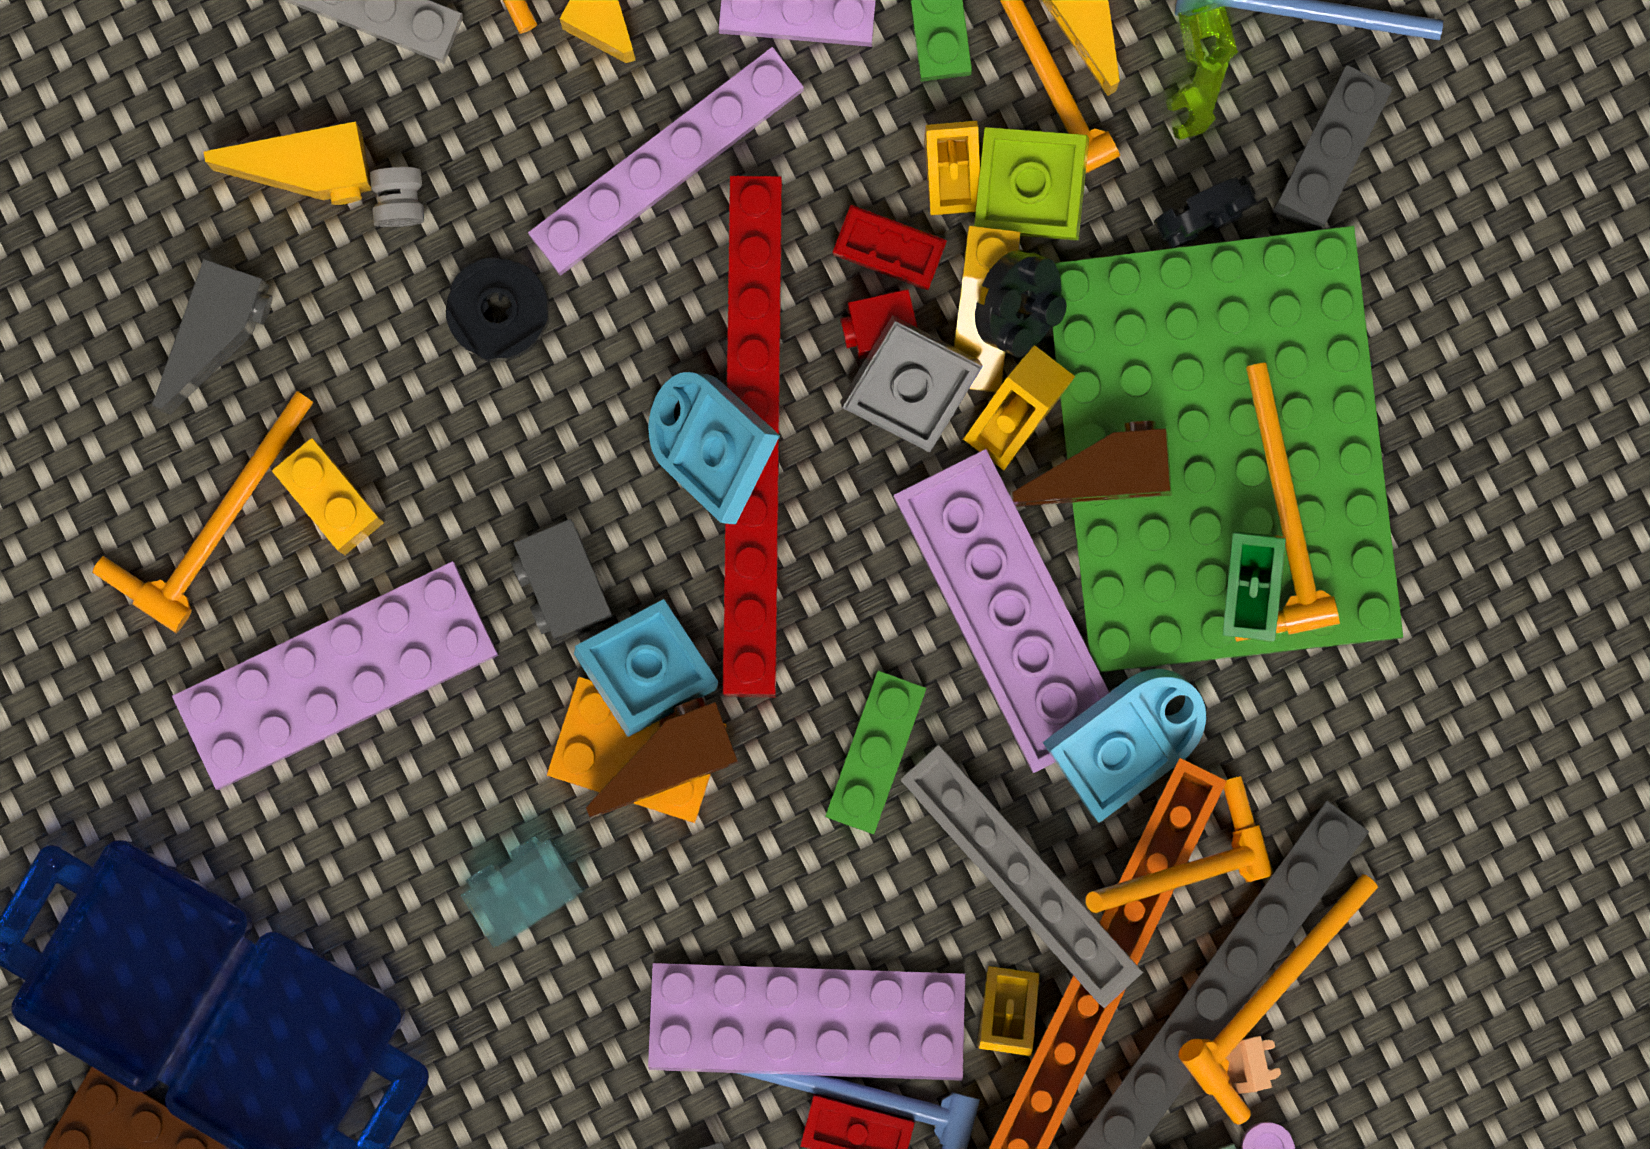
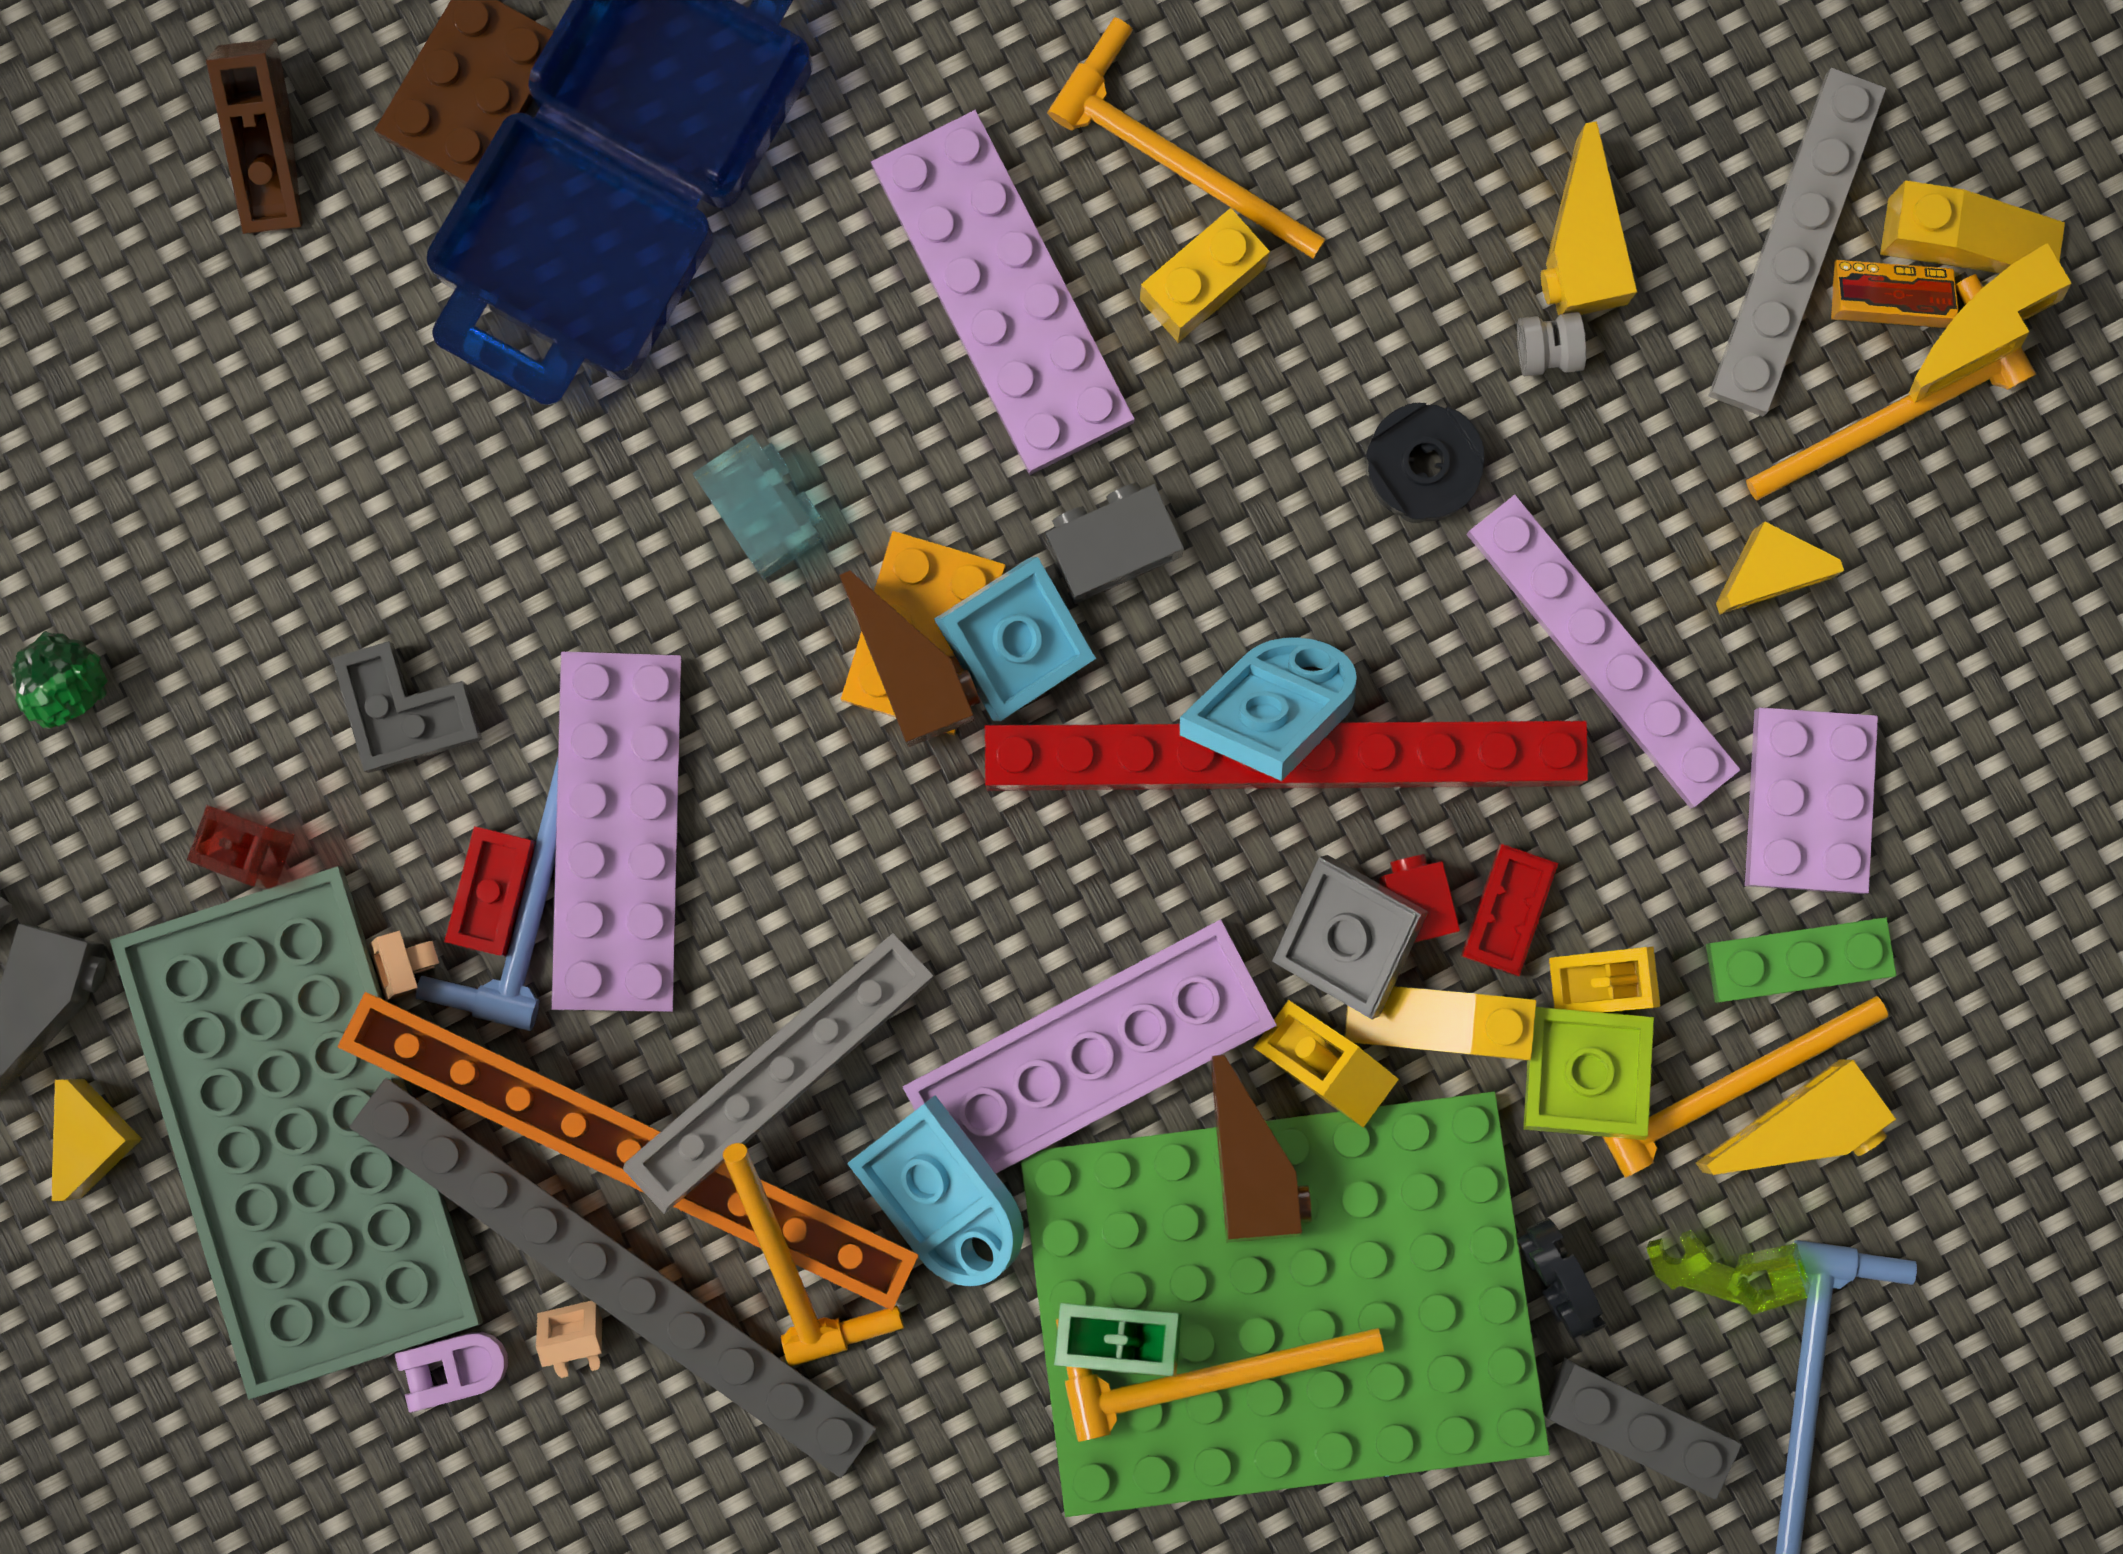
camera: 90 degrees right, 0 degrees up
(214, 325) = (1396, 142): dark grey slope -> none
(875, 752) = (924, 905): bright green plate -> none
(1008, 1011) = (627, 1062): yellow slope -> none
(1016, 320) = (1421, 1057): black plate -> none
(1207, 1058) = (571, 1292): light orange bar -> none

